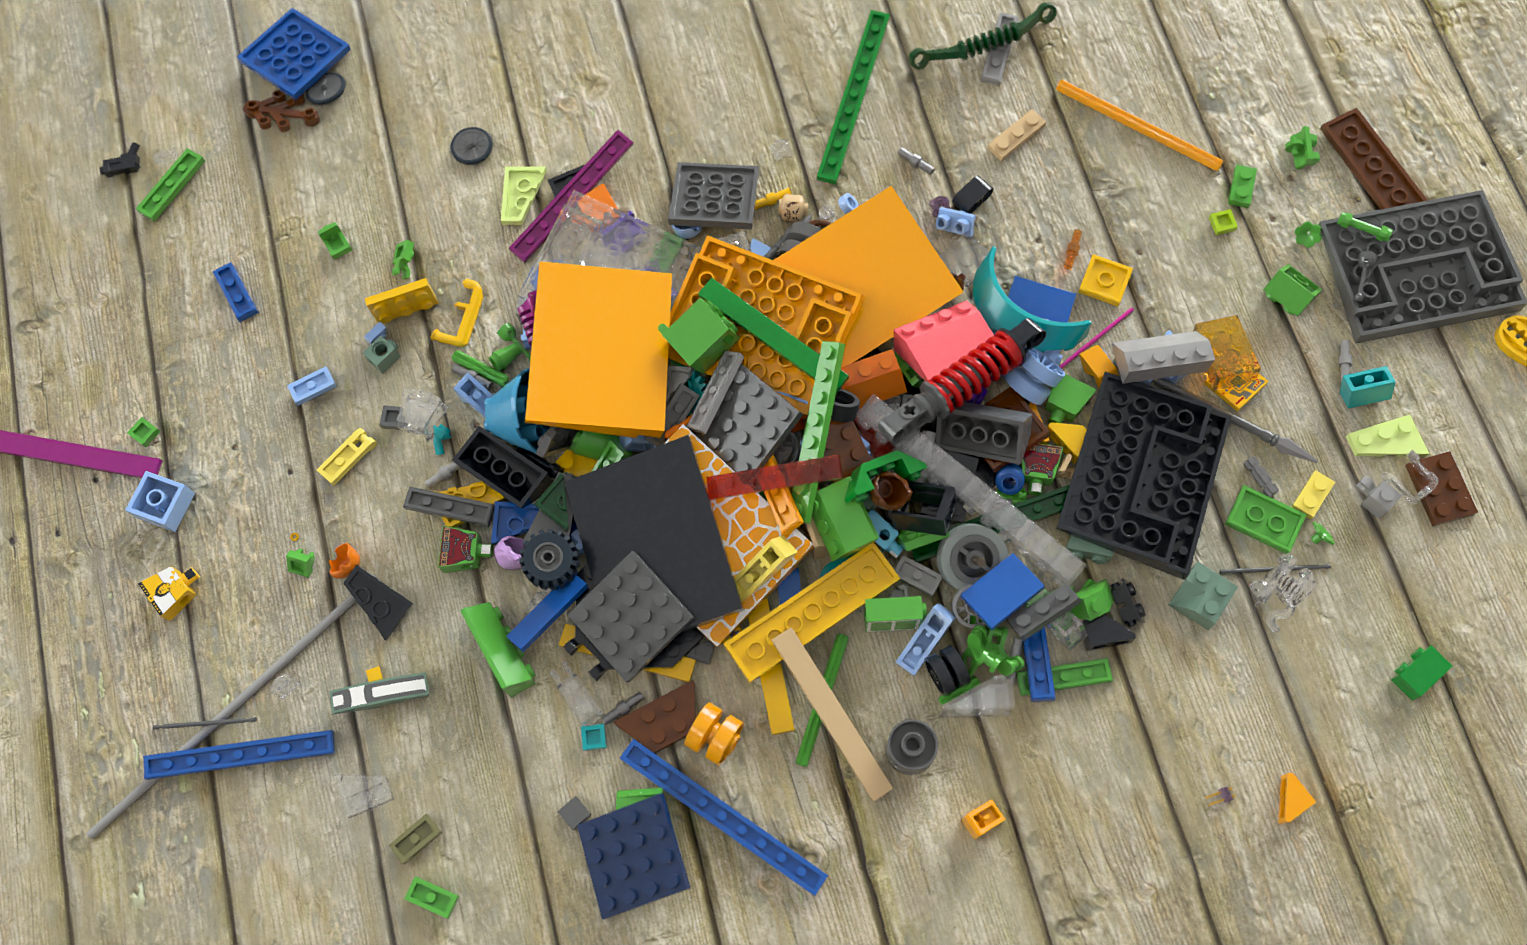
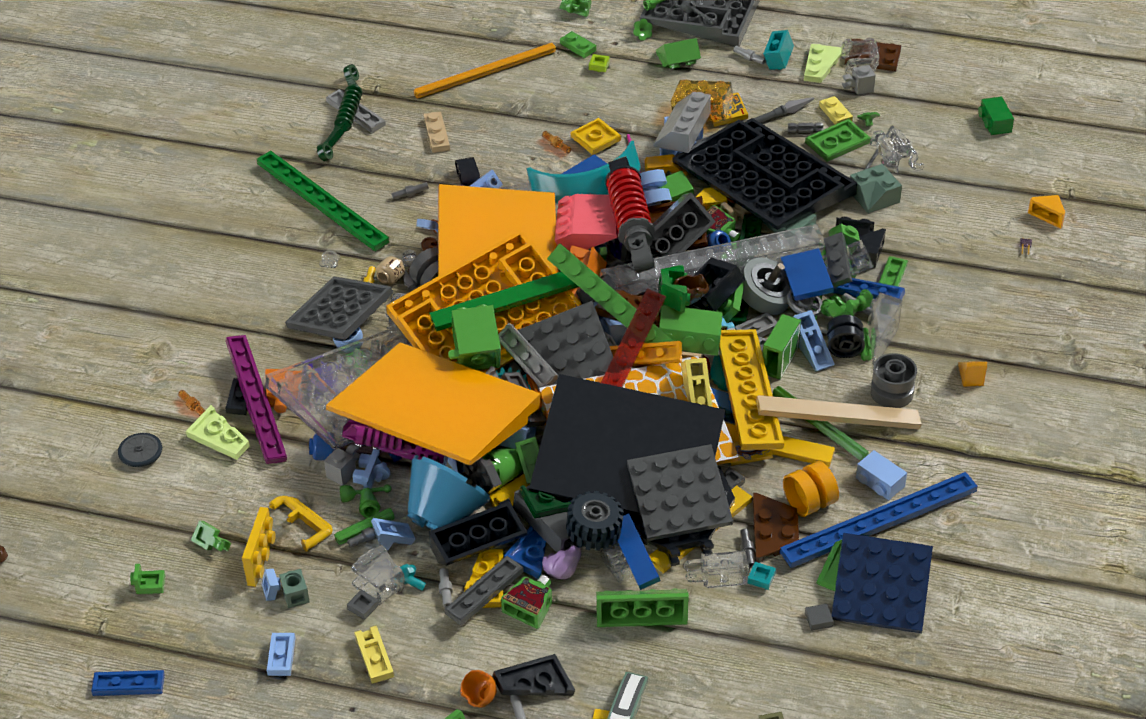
camera: 65 degrees left, 25 degrees down
(544, 150) = (191, 402): none -> clear orange bar
(779, 791) = (881, 475): none -> light blue brick

